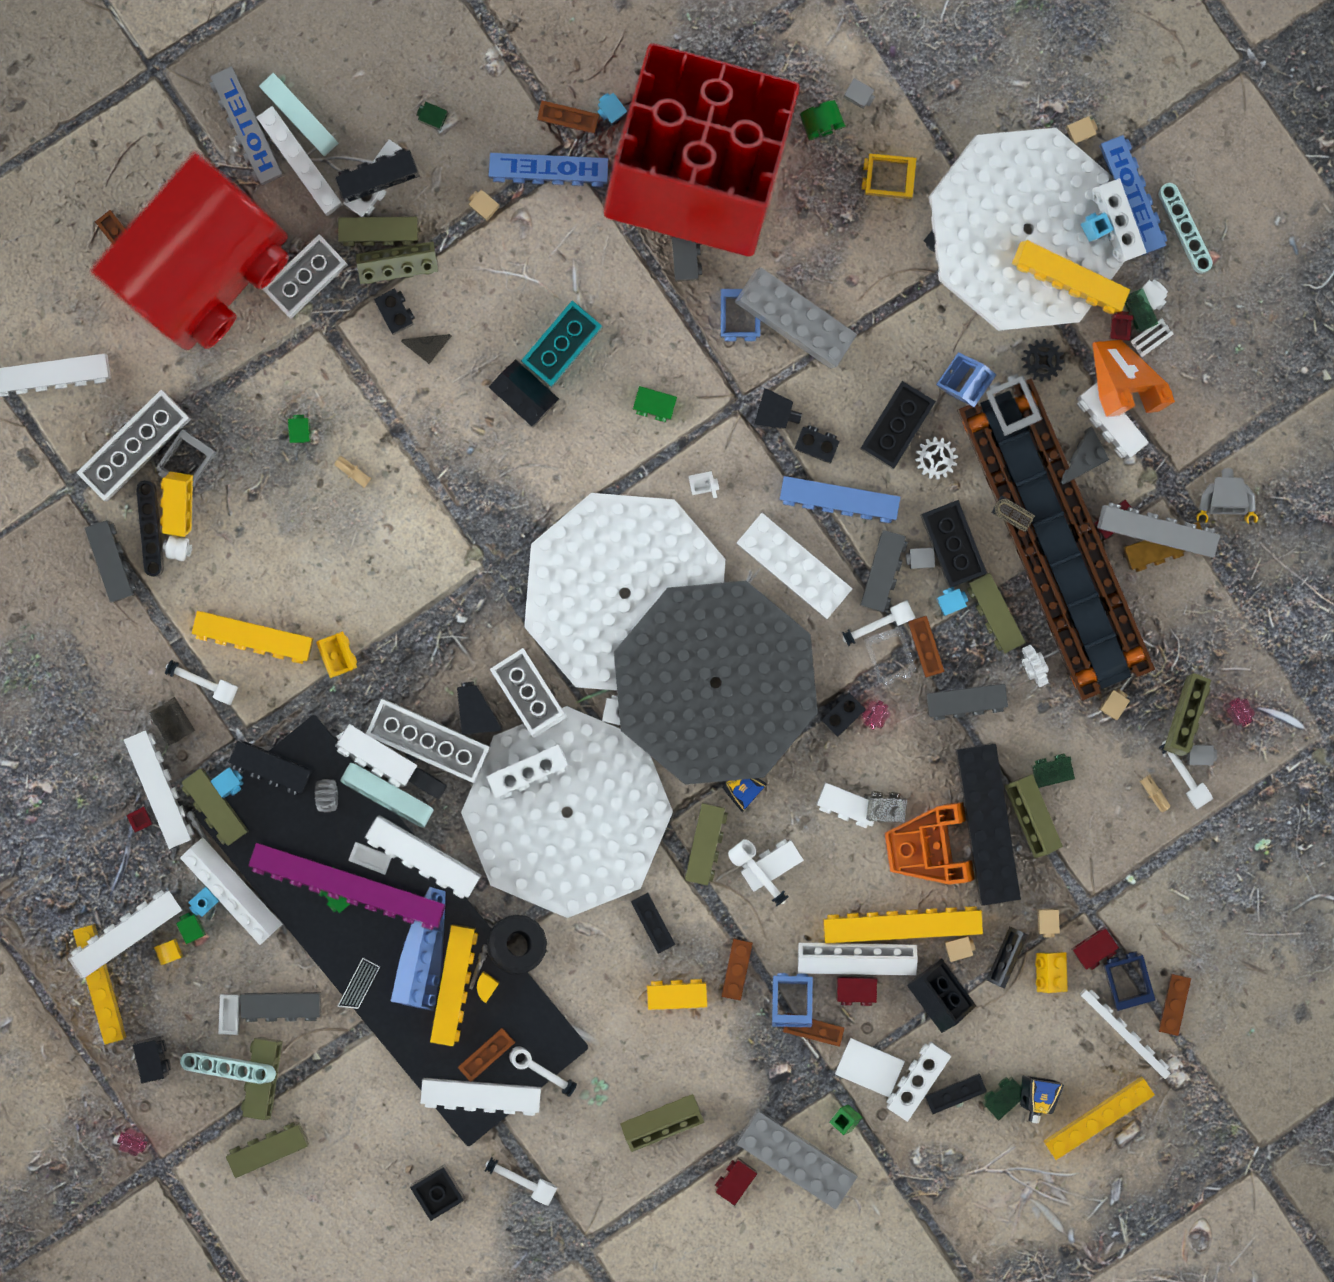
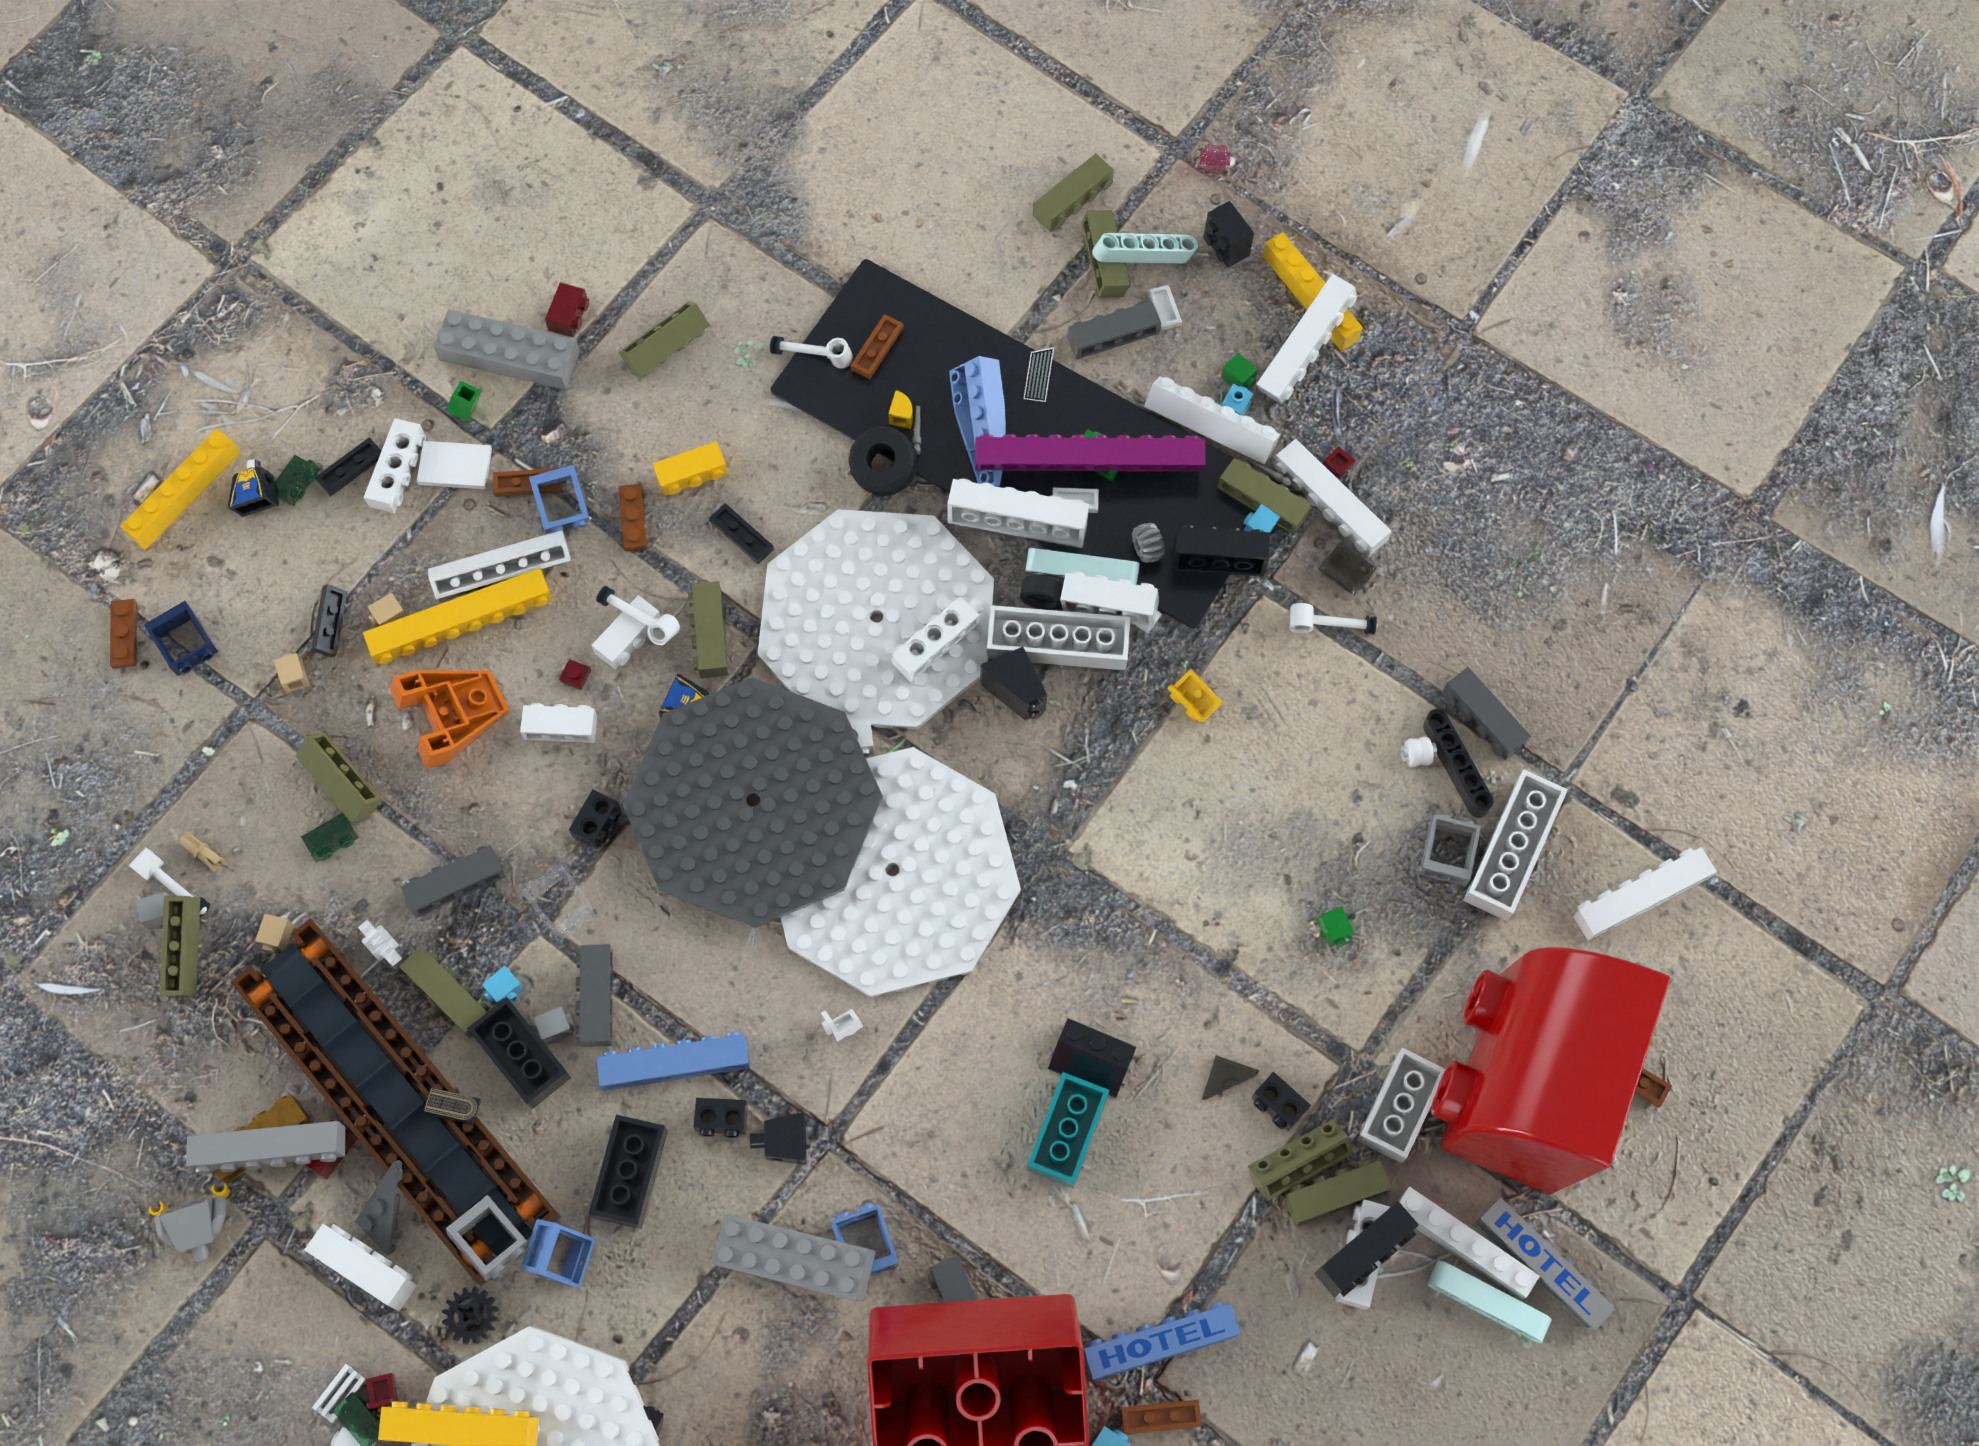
camera: 160 degrees right, 20 degrees down
(168, 951) = (1252, 345): yellow brick -> none
(177, 504) = (1440, 794): yellow brick -> none
(252, 636) = (1296, 685): yellow brick -> none
(352, 471) = (1256, 902): tan axle -> none
(432, 115) = (1328, 1357): dark green brick -> none
(437, 1192) = (880, 203): black brick -> none
(452, 985) = (938, 401): yellow brick -> none
(480, 1095) = (868, 305): white brick -> none
(483, 204) = (1224, 1268): tan brick -> none
(528, 693) = (964, 720): white brick -> none
(542, 1192) = (770, 241): white piece -> none
(654, 403) = (932, 1098): green brick -> none
(794, 566) = (703, 965): white brick -> none
(823, 845) = (575, 674): none -> dark red plate
(856, 990) = (490, 533): dark red brick -> none
(876, 714) = (555, 830): clear pink piece -> none
(886, 807) = (513, 732): clear smoke bracket -> none
(900, 614) = (560, 953): white piece -> none
(925, 646) = (519, 926): dark orange plate -> none
(941, 995) = (392, 558): black slope -> none
(944, 460) = (558, 1149): white gear -> none
(988, 824) = (390, 754): black brick -> none
(1051, 972) = (274, 621): yellow bracket -> none
(1095, 949) = (229, 661): dark red brick -> none
(1124, 372) = (360, 1331): orange wedge -> none
(1132, 1038) = (178, 587): white plate -> none
(1240, 711) = (117, 974): clear pink piece -> none

